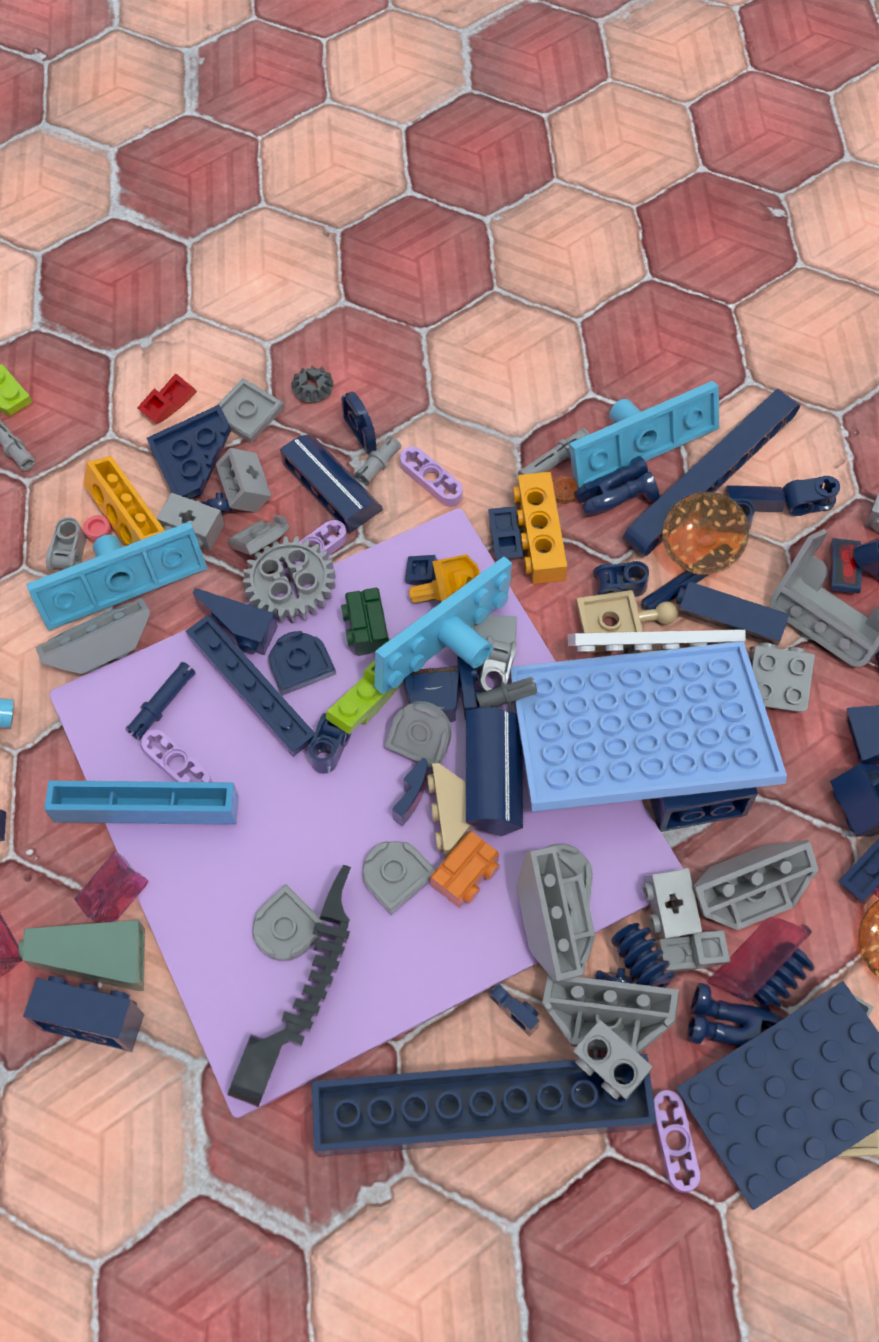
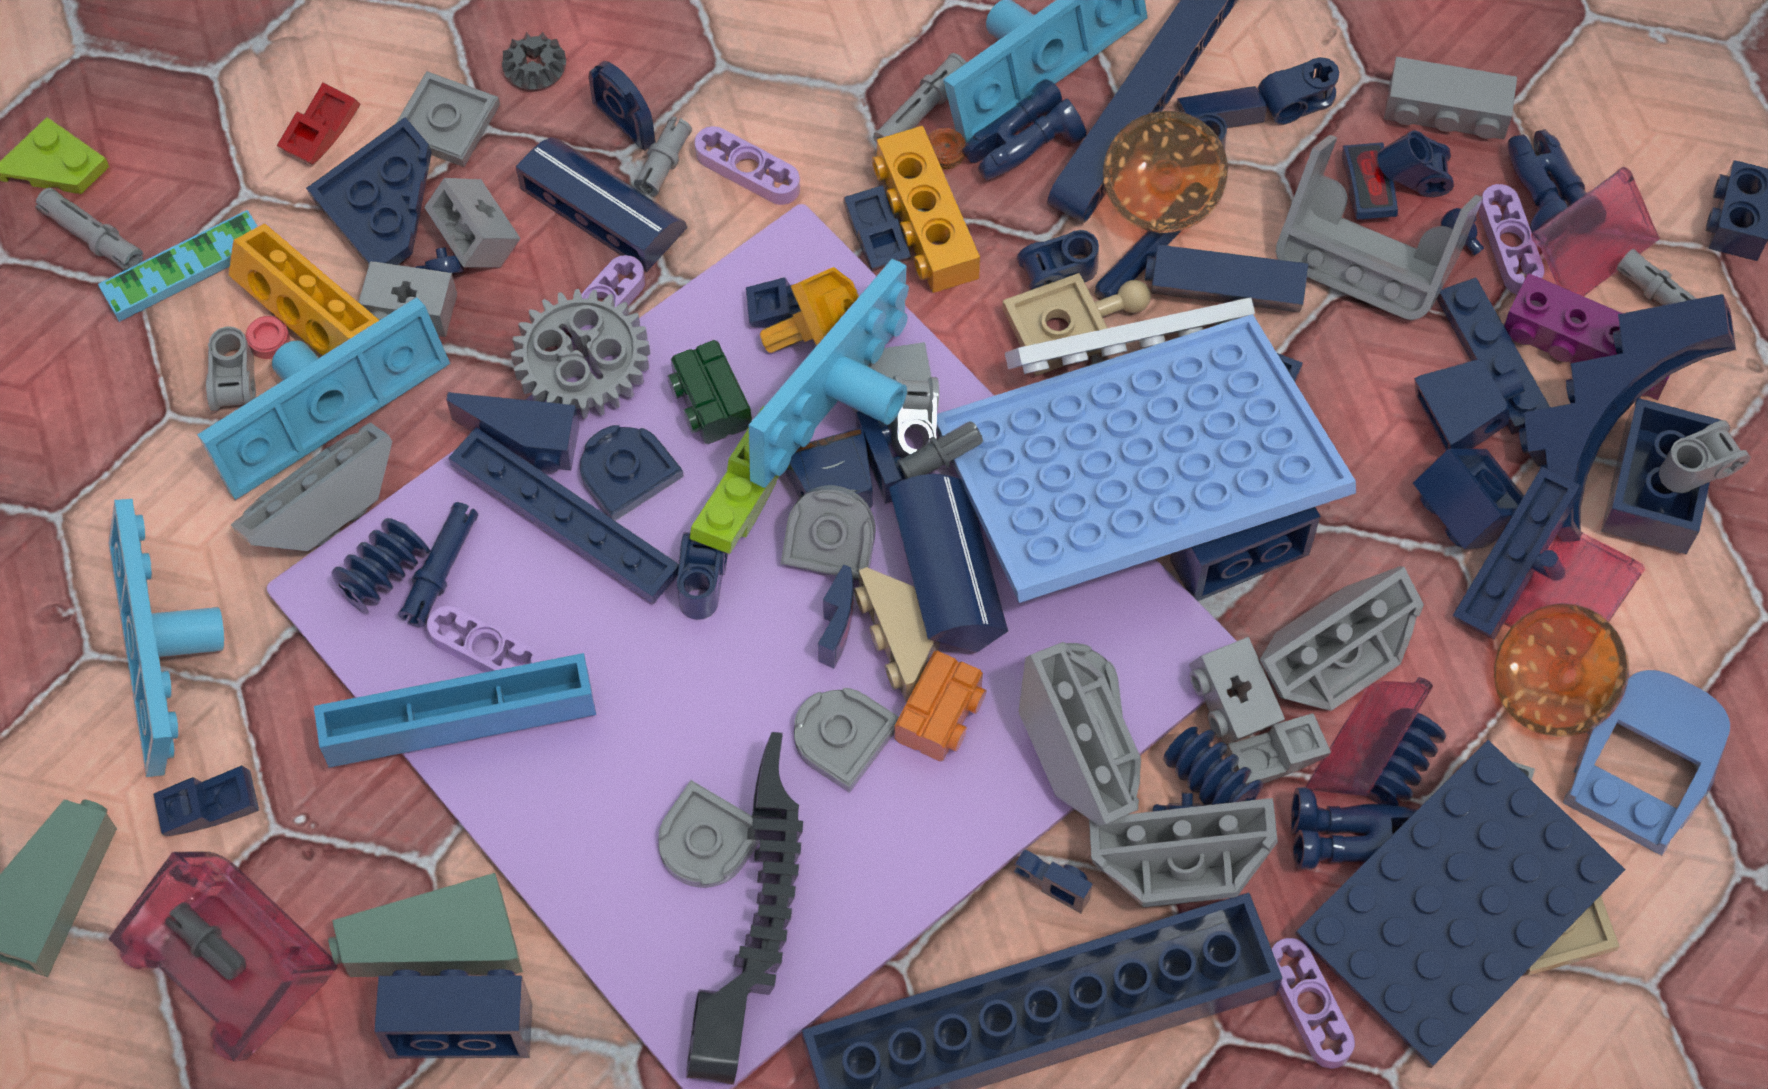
camera: 15 degrees left, 0 degrees up
(50, 474) = (175, 268): none -> tile
(111, 890) = (440, 842): clear pink bracket -> none
(121, 691) = (377, 562): none -> dark blue piece
(258, 535) = (517, 300): light grey tile -> none
(618, 1054) = (1212, 896): light grey brick -> none
(783, 676) = (1318, 351): light grey bracket -> none

